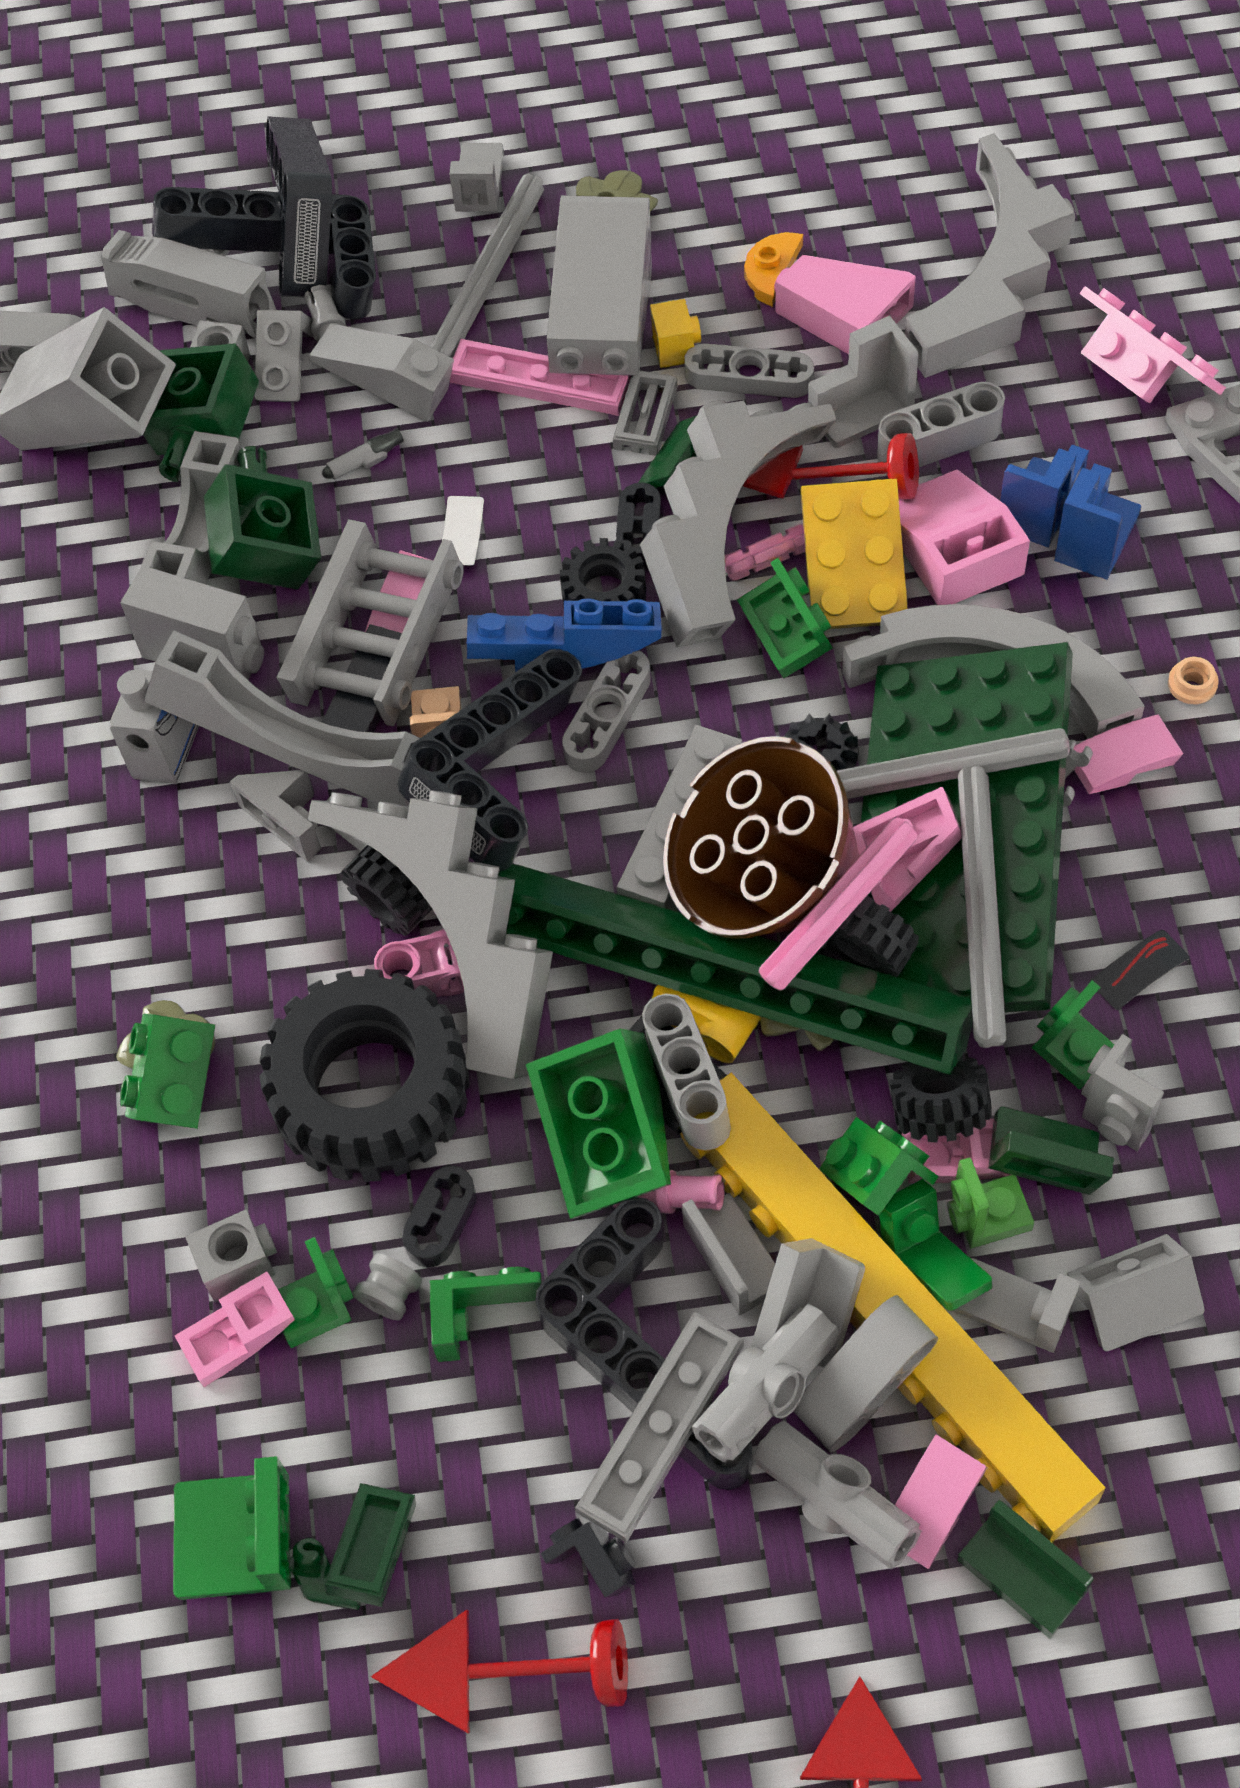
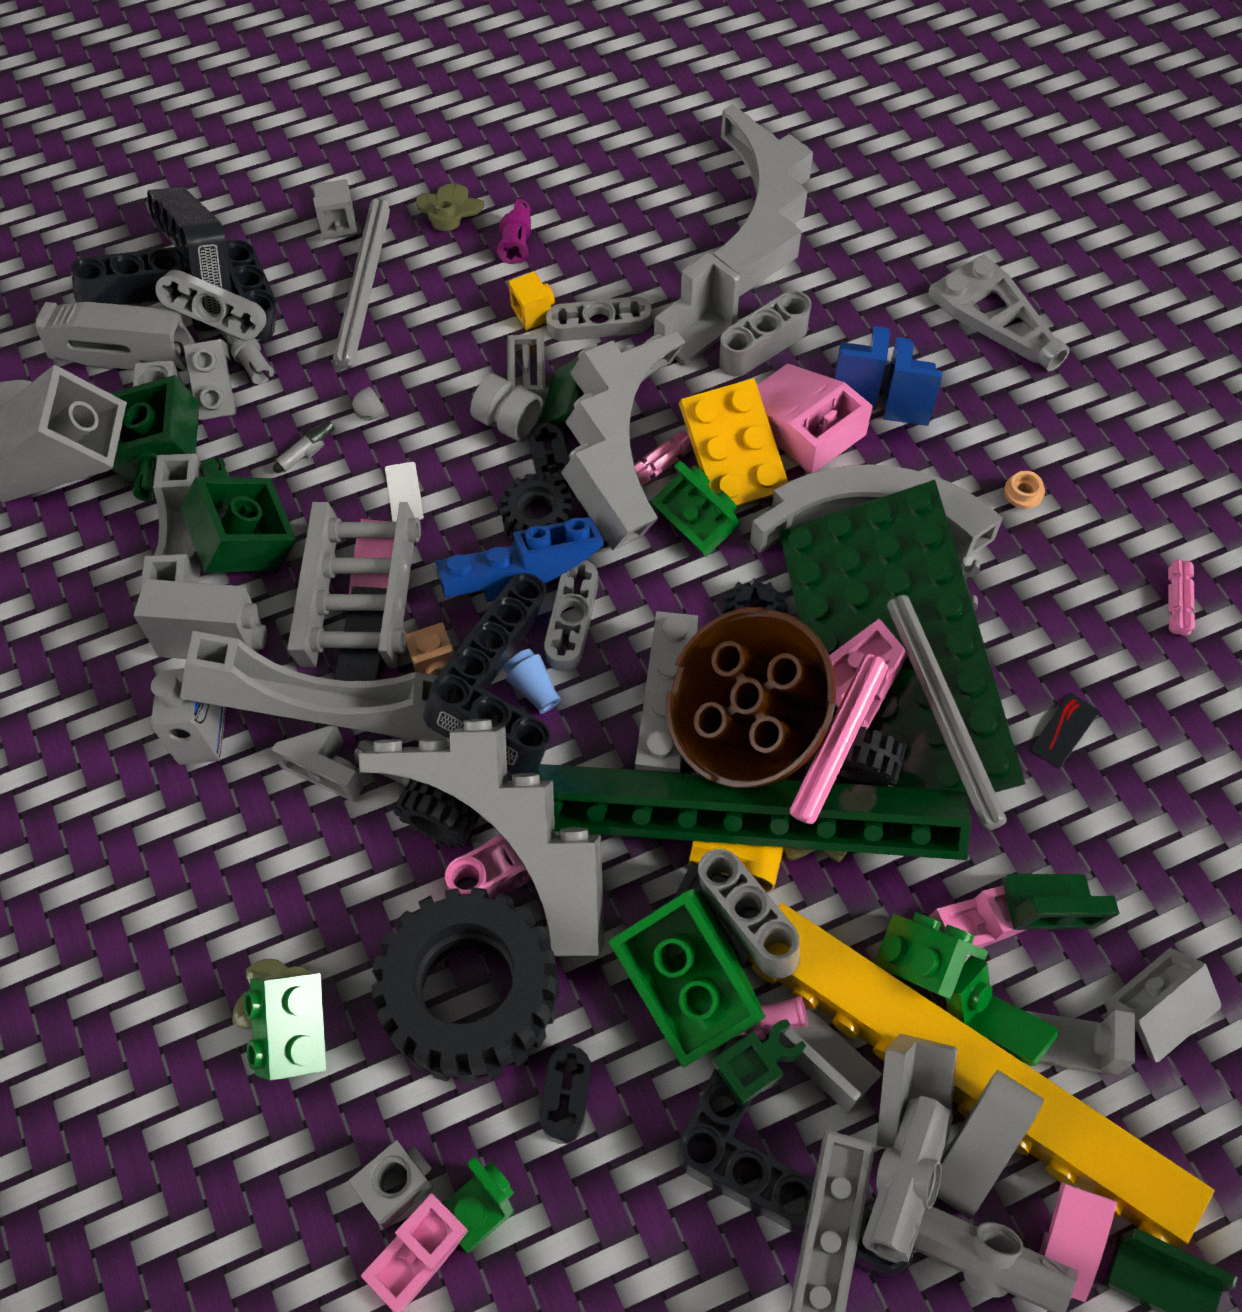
camera: 20 degrees left, 0 degrees up
(281, 271) = (189, 283): none -> light grey beam
(387, 366) = (305, 370): light grey slope -> none
(387, 1286) = (541, 1175): light grey wheel -> none
(447, 421) = (367, 405): none -> light grey hinge
(466, 1289) = (607, 1191): green bracket -> none
(529, 377) = (430, 356): bright pink tile -> none
(537, 770) = (529, 677): none -> light blue cone
(600, 285) = (464, 273): light grey slope -> none
(603, 454) = (506, 407): none -> light grey wheel
(637, 1228) = (752, 1065): none -> dark green plate
(681, 243) = (513, 236): none -> magenta piece
(767, 260) = (588, 234): light orange plate -> none
(841, 296) = (654, 250): bright pink slope -> none
(901, 464) = (651, 393): red piece -> none
(939, 1102) = (959, 897): black tyre -> none
(948, 763) = (877, 596): light grey axle -> none
(987, 1209) = (1023, 963): bright green bracket -> none
(1069, 1038) = (1039, 803): green bracket -> none
(1119, 1100) = (1100, 845): light grey bracket -> none
(1127, 752) = (998, 557): bright pink slope -> none
(1134, 355) = (894, 250): bright pink bracket -> none

